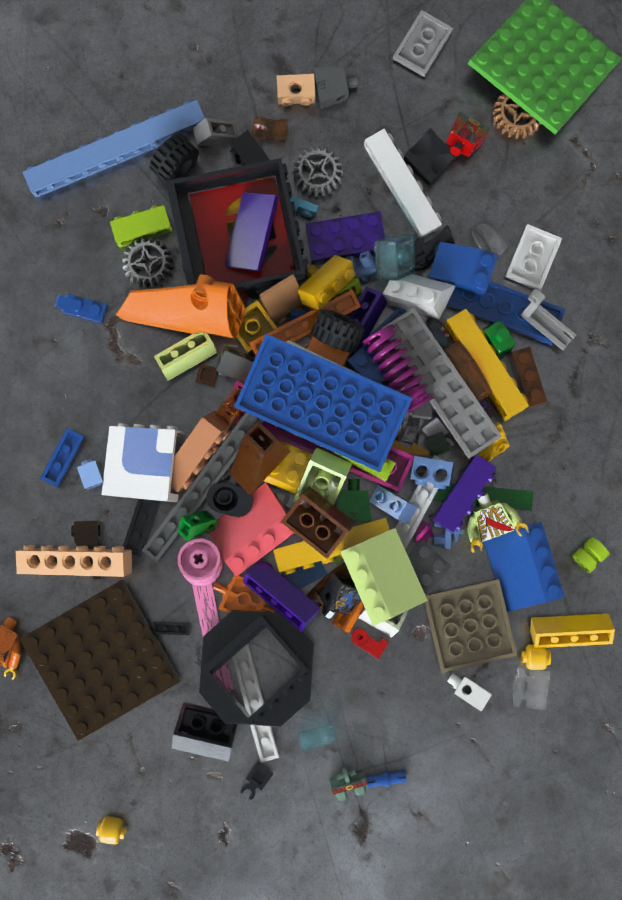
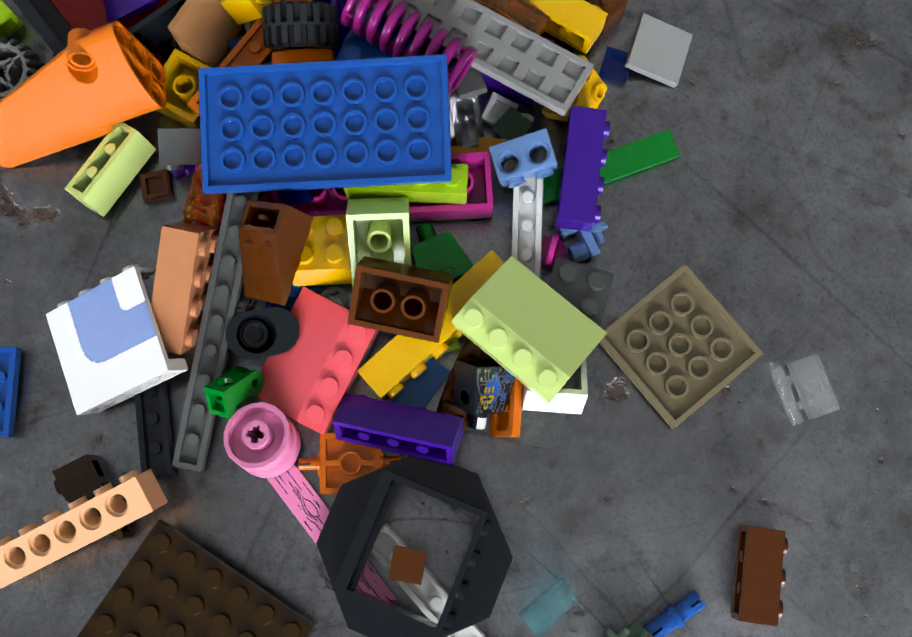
camera: 30 degrees left, 5 degrees down
(90, 474) = (49, 395): light blue brick -> none
(171, 628) = (266, 555): black piece -> none
(249, 676) = (407, 564): none -> reddish brown tile
(367, 643) = (542, 437): red leg -> none
(393, 504) = (492, 230): medium blue brick -> none
(447, 780) = (759, 575): none -> reddish brown brick
(478, 695) = (741, 433): white torso -> none
(491, 521) = (637, 189): torso -> none
(522, 434) = (613, 65): none -> clear blue tile
(524, 567) = (710, 230): blue slope -> none
(536, 657) = (789, 342): yellow head -> none
(552, 438) = (658, 50): none -> light grey tile
(572, 630) = (818, 283): yellow brick -> none
(591, 554) = (788, 172): lime wheel -> none

